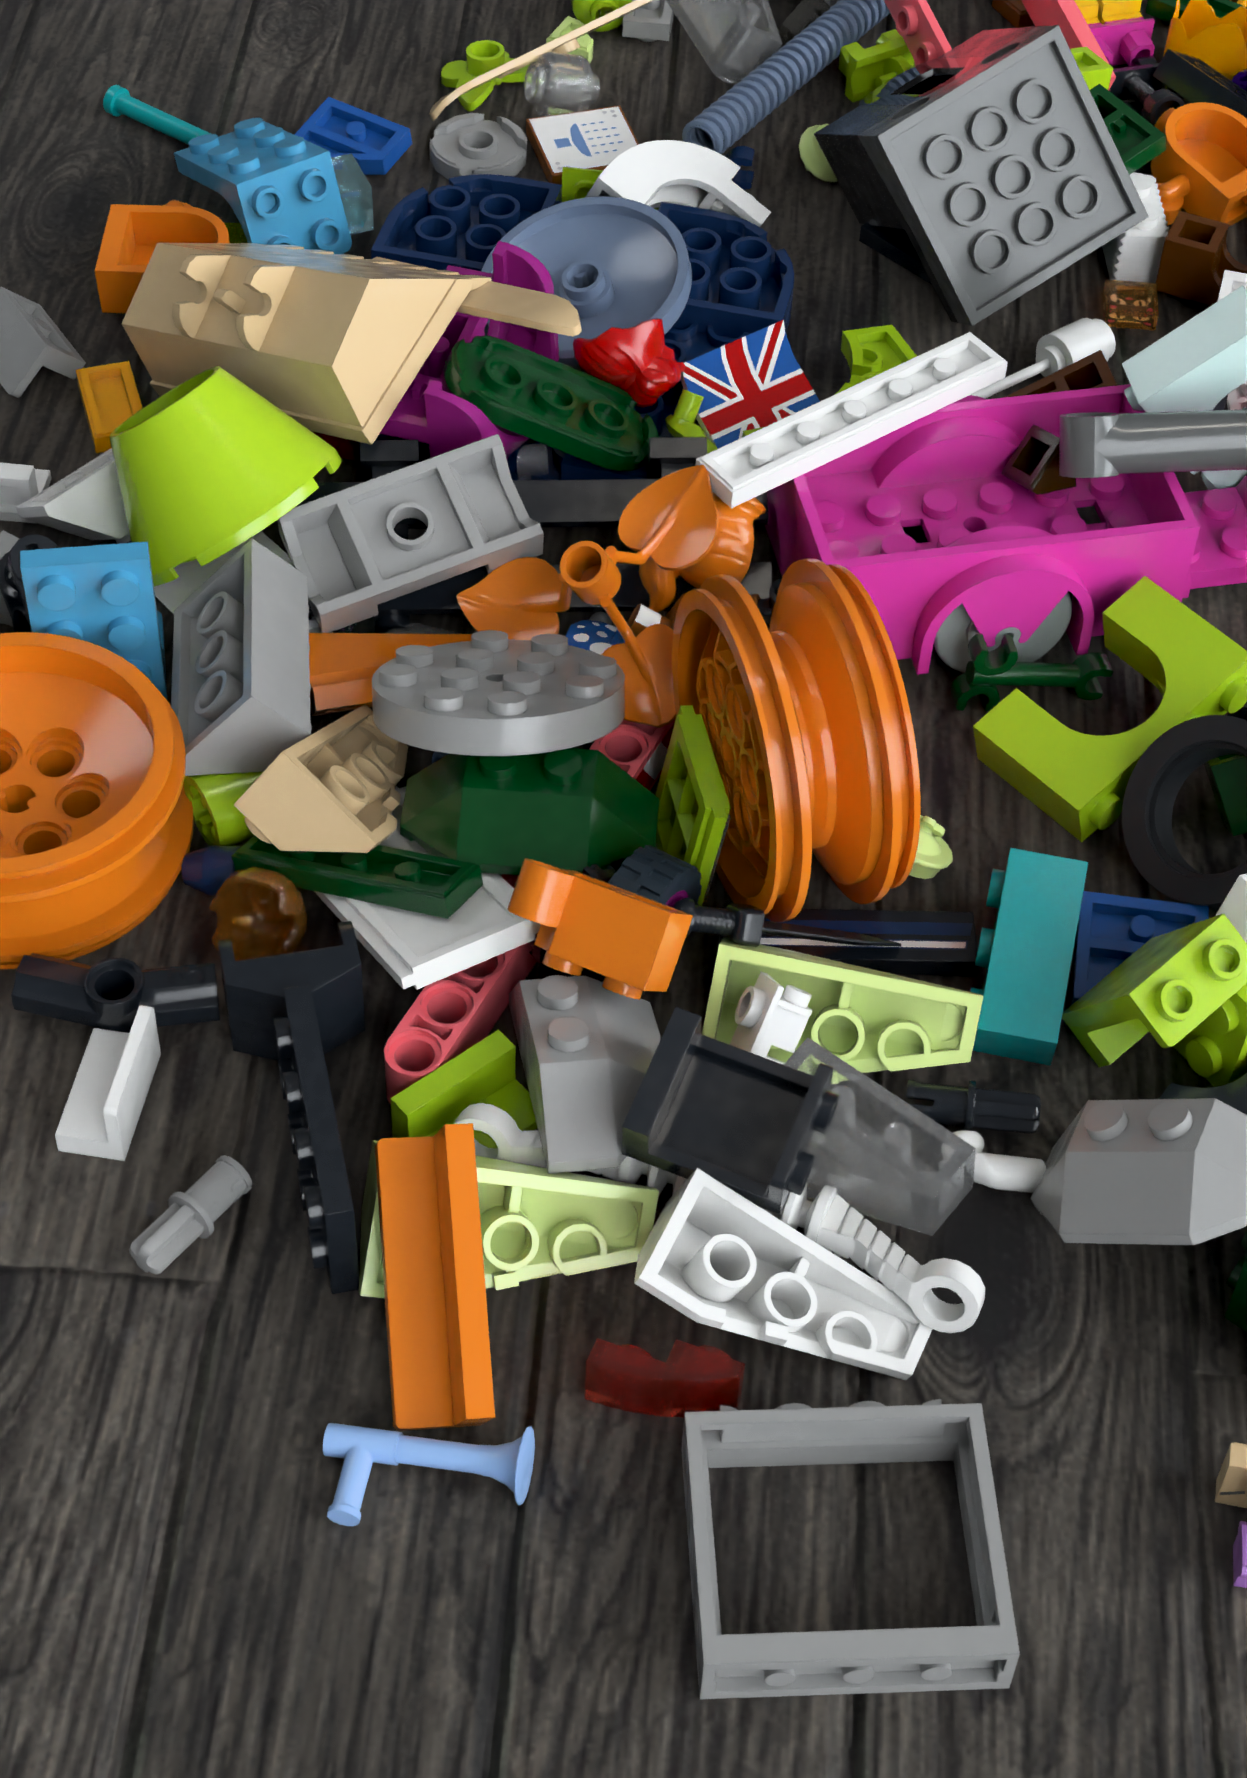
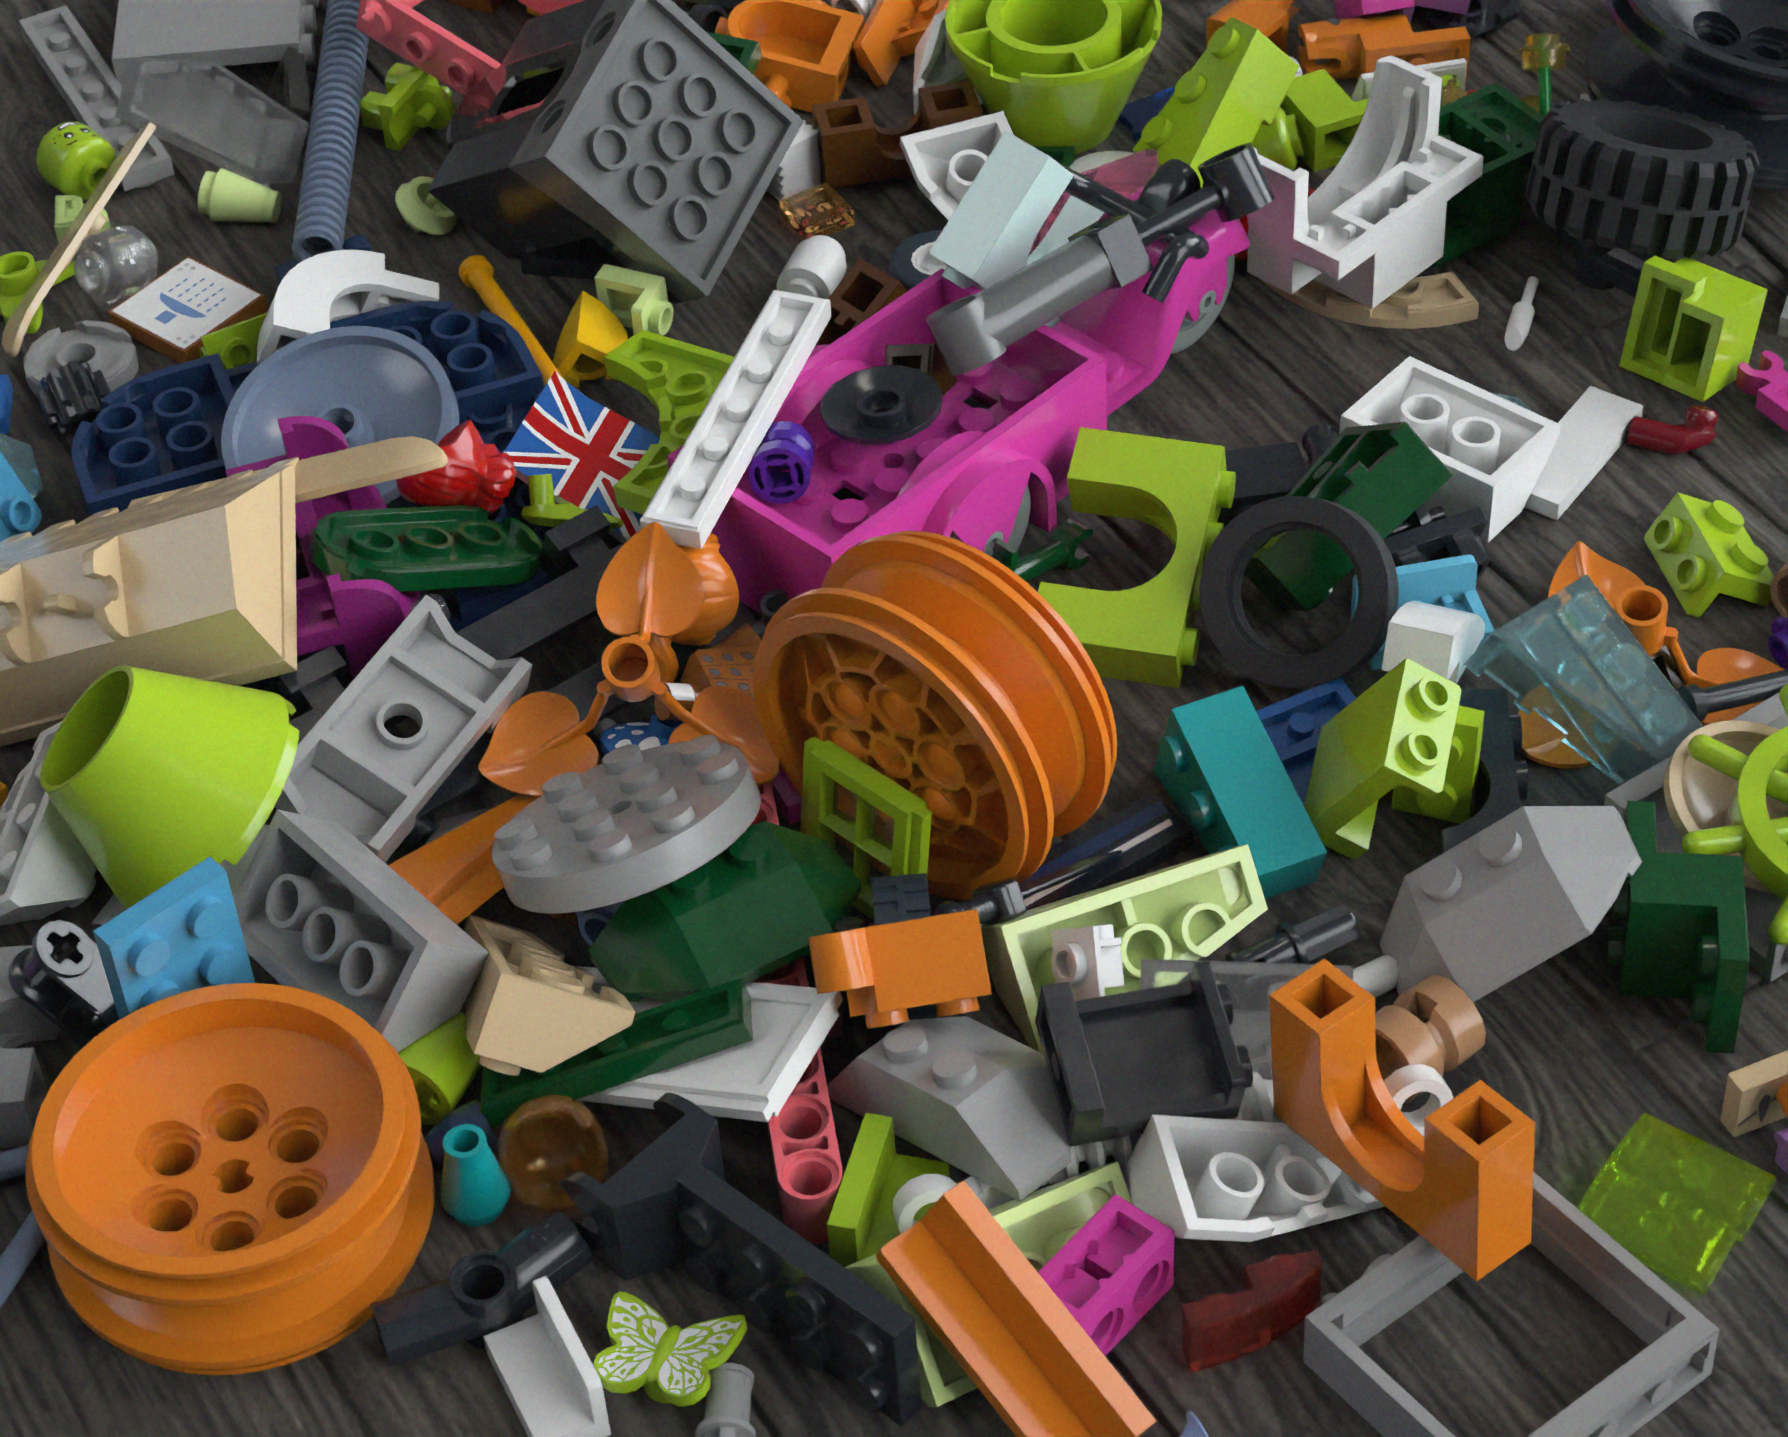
camera: 30 degrees left, 5 degrees down
(185, 903) = (472, 1180): none -> teal cone
(197, 1120) = (663, 1359): none -> lime animal
(439, 162) = (72, 396): none -> black gear
(556, 1280) = (1113, 1271): none -> dark pink brick
(690, 77) = (237, 199): none -> yellowish green cone
(819, 223) = (478, 274): none -> light orange bar
(862, 308) = (585, 340): none -> yellow brick
(867, 475) = (782, 449): none -> dark purple wheel
(878, 1345) = (1458, 1184): none -> orange arch
(915, 302) = (635, 298): none -> yellowish green bracket
(981, 469) = (881, 404): none -> black dish
(1004, 1244) = (1428, 1026): none -> medium nougat wheel
(1101, 1520) = (1675, 1201): none -> clear neon green slope

